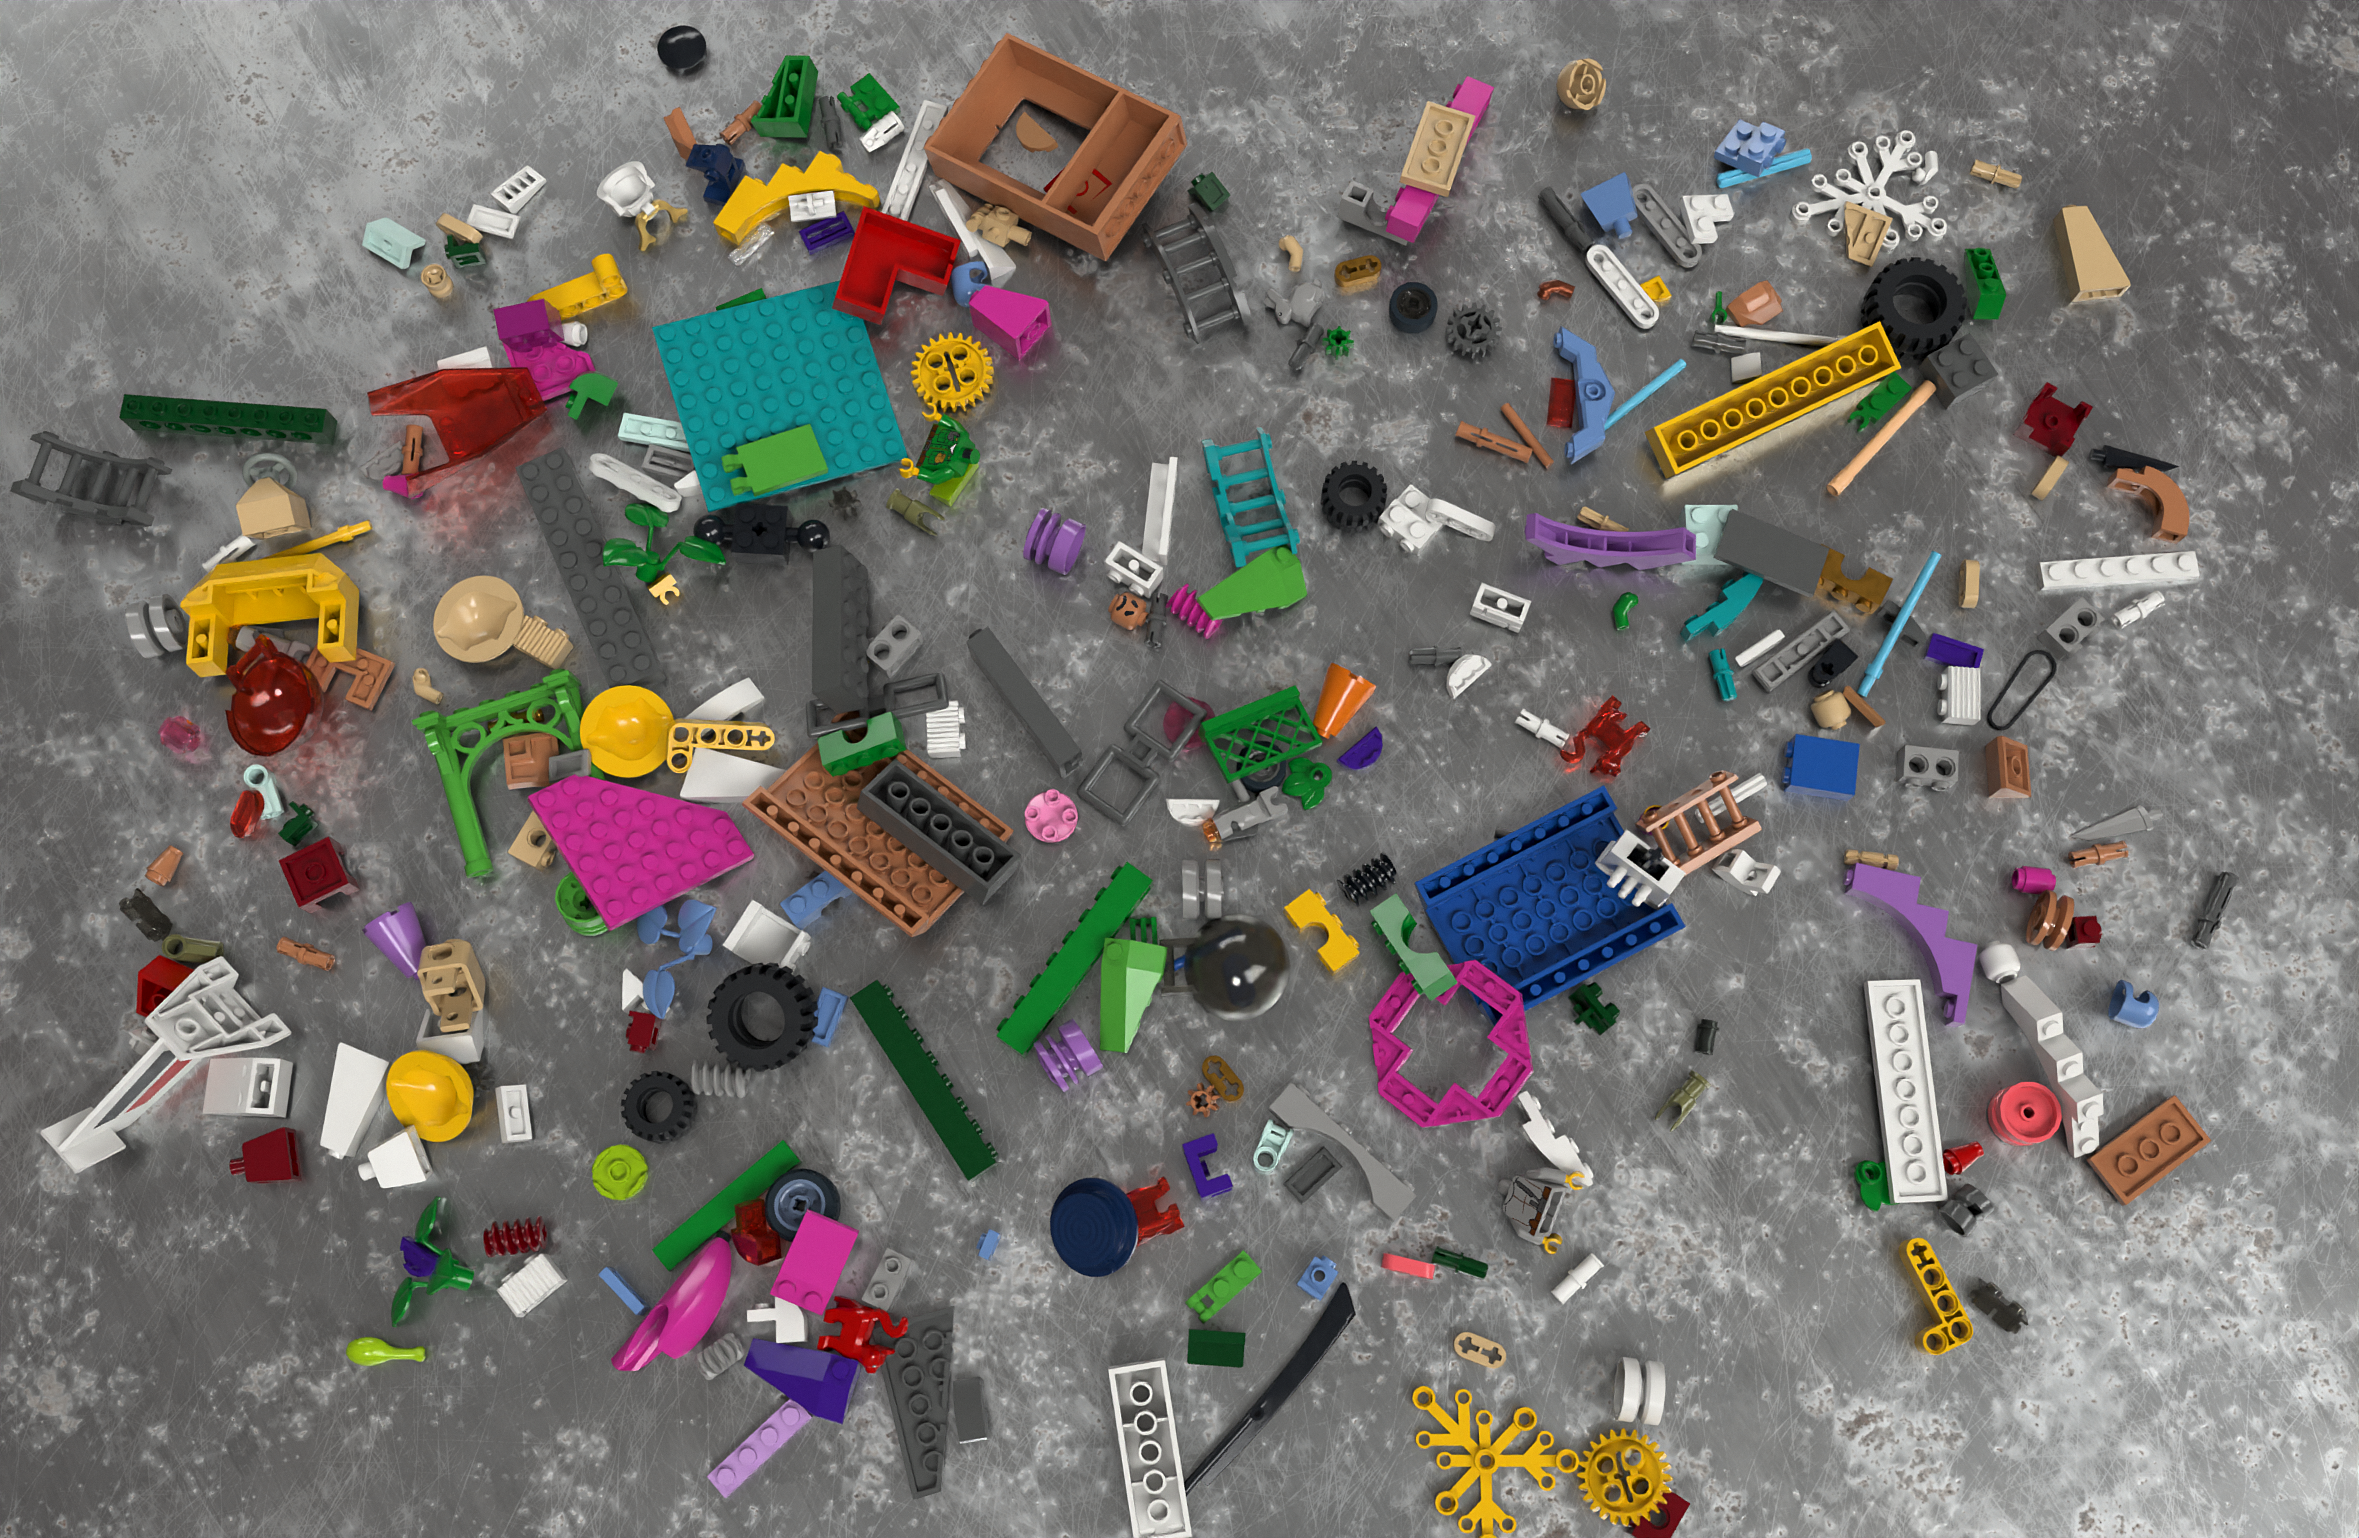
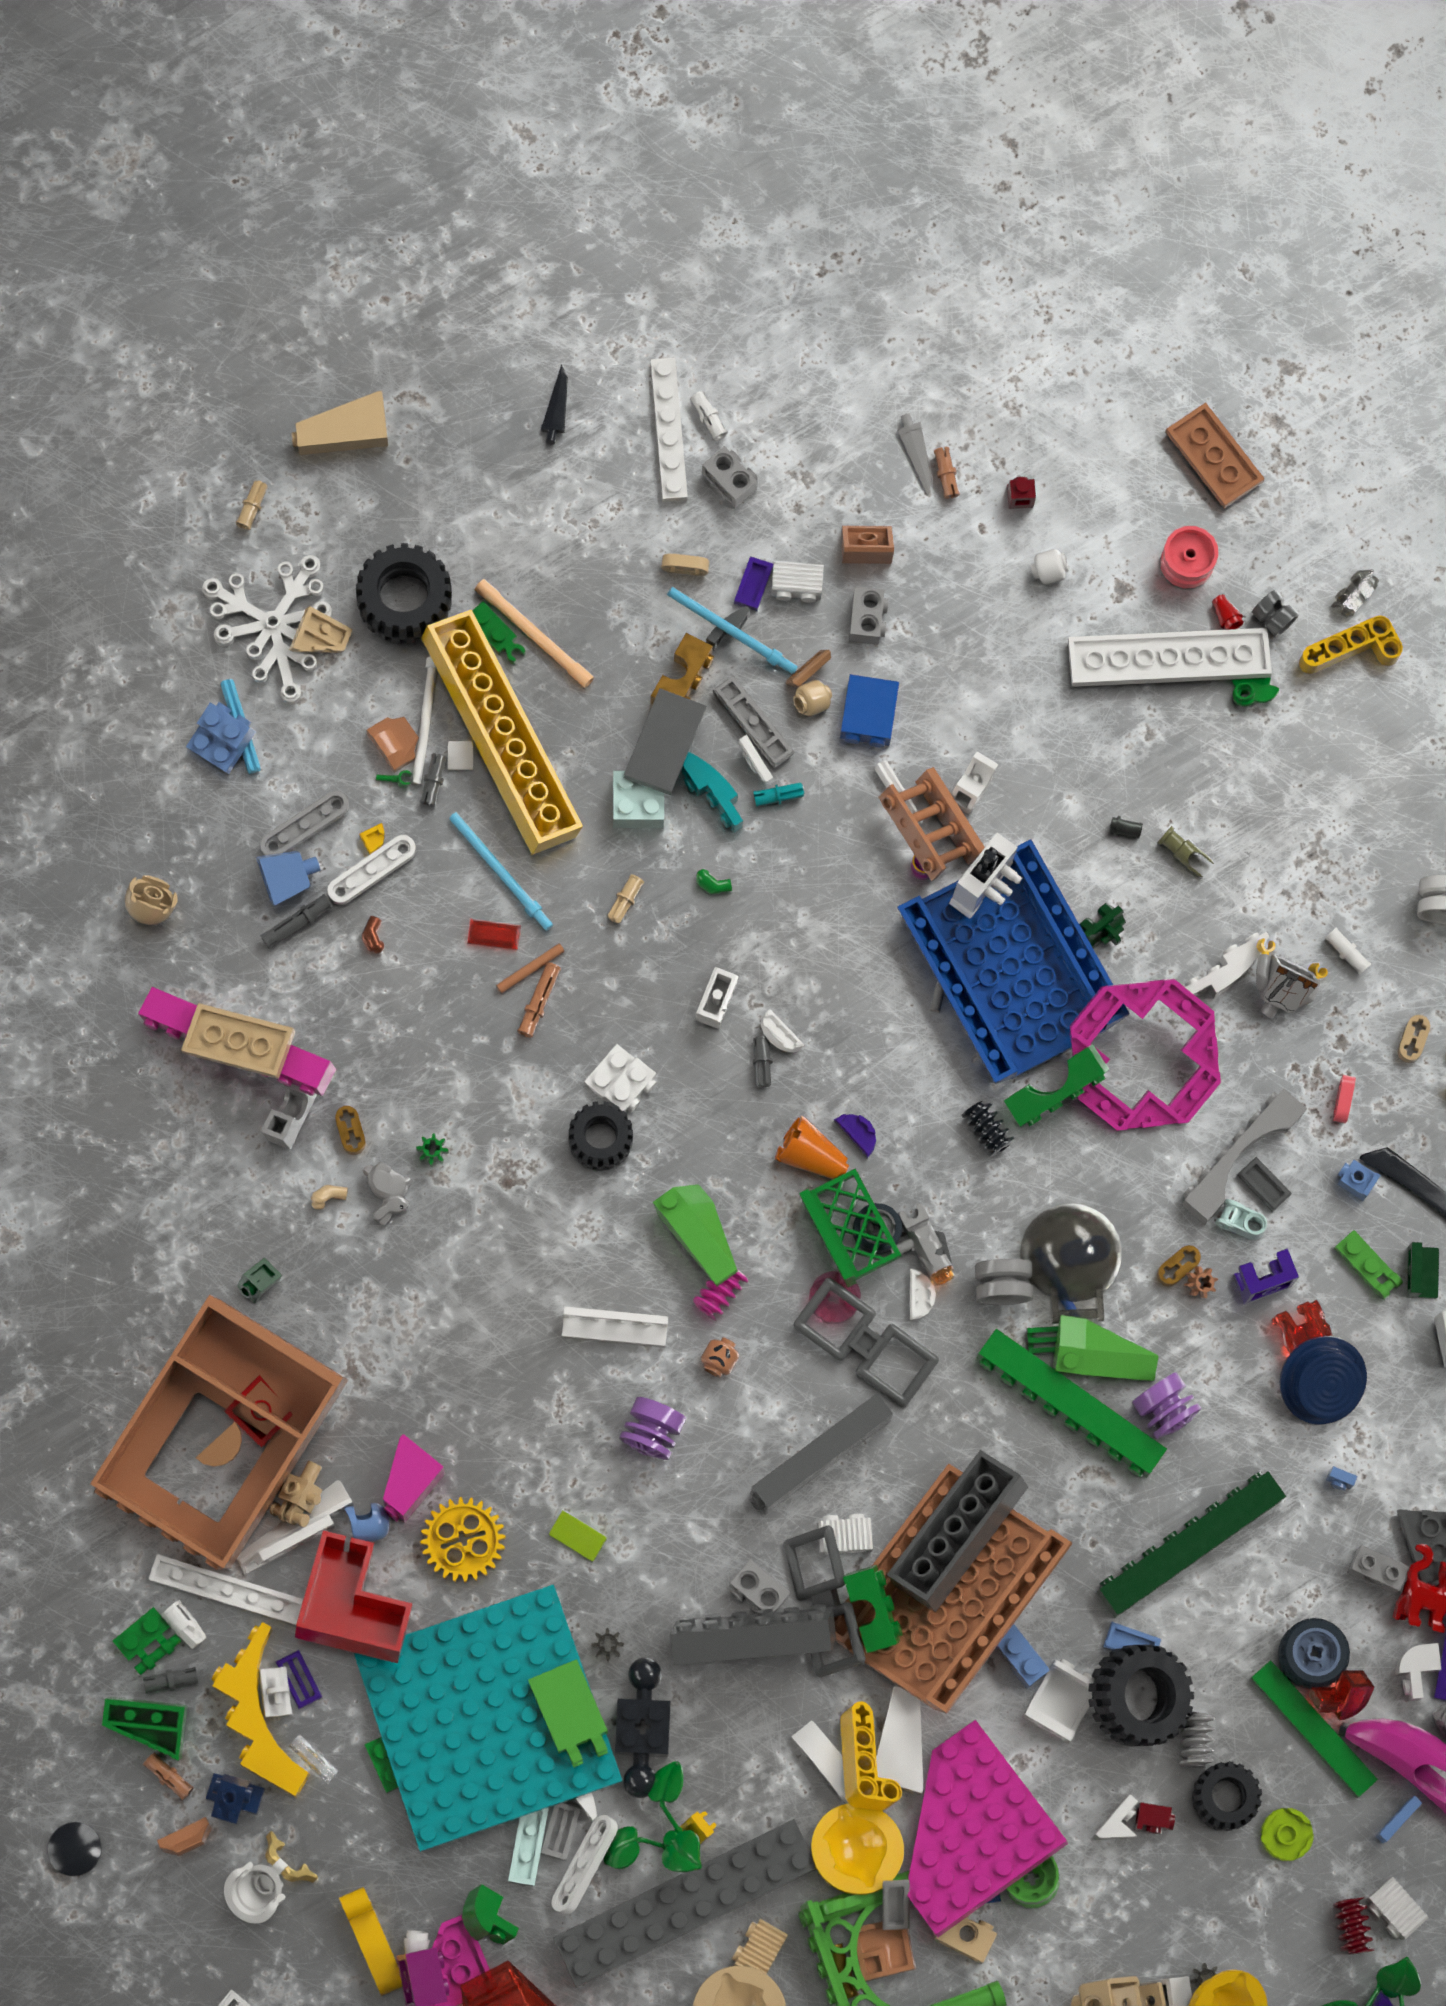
camera: 100 degrees left, 0 degrees up
(513, 1113) = (1237, 1939): white plate -> none
(694, 921) = (1062, 1760): medium blue plant -> none
(814, 1262) = (1369, 1635): dark pink slope -> none
(912, 510) = (614, 1575): olive piece -> none
(945, 451) = (555, 1541): green torso -> none
(1051, 816) = (930, 1430): bright pink dish -> none
(1133, 570) = (680, 1350): white brick -> none
(1156, 620) = (728, 1330): dark grey pin -> none
(1216, 256) = (346, 1266): dark grey fence -> none
(1227, 510) = (612, 1260): teal fence -> none
(1303, 782) = (893, 1188): green plate -> none
(1306, 346) = (435, 1182): dark grey axle -> none
(1309, 911) = (1054, 1157): yellow arch -> none
(1412, 319) = (389, 1087): wheel -> none
(1459, 1263) = (1339, 1053): dark green axle -> none
(1460, 519) = (625, 1033): white beam -> none
(1482, 338) = (429, 1019): dark grey gear -> none
(1542, 728) = (834, 963): white pin -> none
(1593, 394) = (492, 901): medium blue helmet -> none
(1606, 548) = (655, 889): medium lavender arch -> none
(1609, 736) = (842, 901): clear red animal -> none
(1701, 212) = (293, 791): white plate -> none
(1833, 663) = (764, 691): black piece -> none
(1874, 859) = (955, 672): tan axle -> none
(1923, 175) = (251, 572): white arm -> none
(1947, 959) = (1050, 611): medium lavender arch -> none
(1958, 371) = (468, 557): dark grey brick -> none
(1983, 284) = (377, 525): green slope -> none
(2033, 880) = (973, 531): dark pink brick -> none
(2049, 477) = (577, 482): tan beam -> none
(2050, 422) = (519, 476): dark red panel -> none
(2050, 920) = (1014, 520): nougat wheel -> none
(2054, 668) = (780, 535): black piece -> none
(2061, 1060) = (1145, 521): white arch -> none
(2131, 1011) = (1089, 450): medium blue helmet -> none
(2163, 497) = (601, 379): nougat arch -> none
(2210, 919) = (1005, 382): dark grey pin -> none

